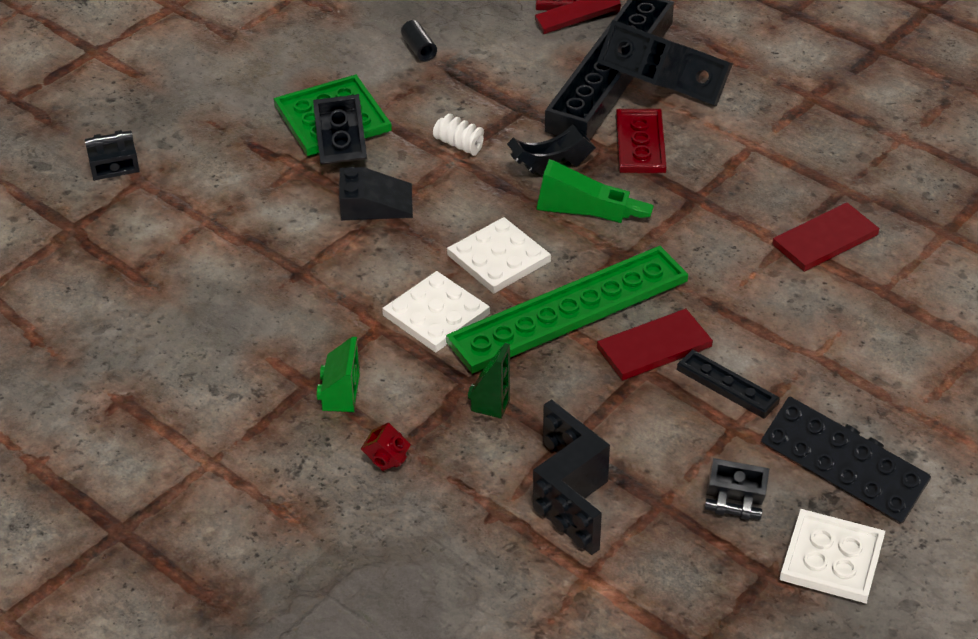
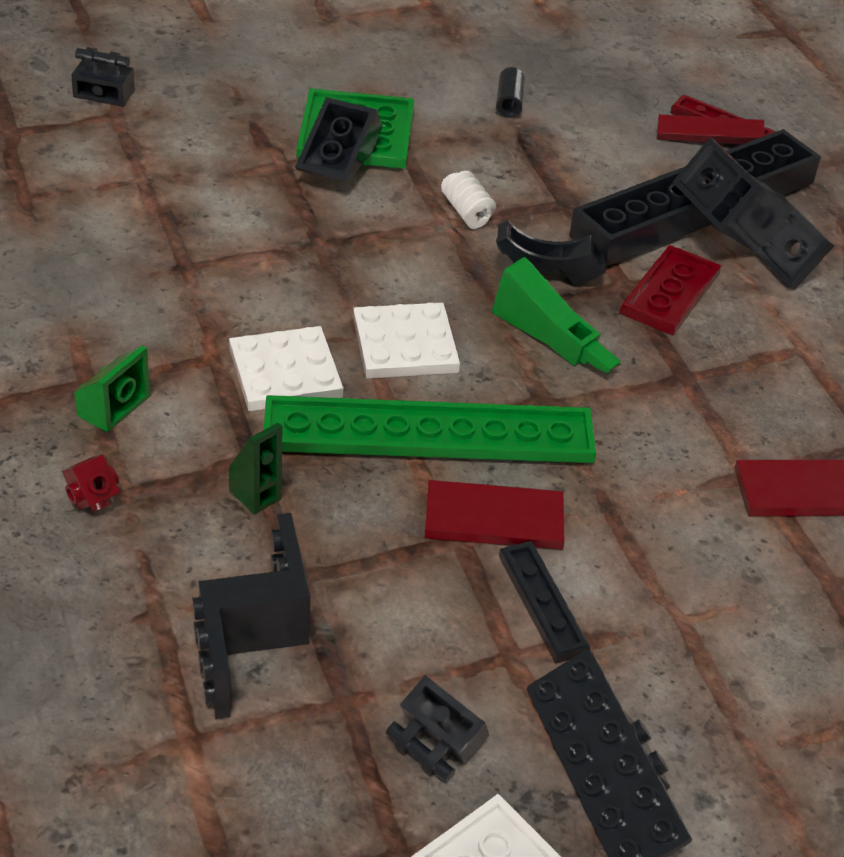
camera: 25 degrees right, 0 degrees up
(373, 195) = (323, 221): black slope -> none

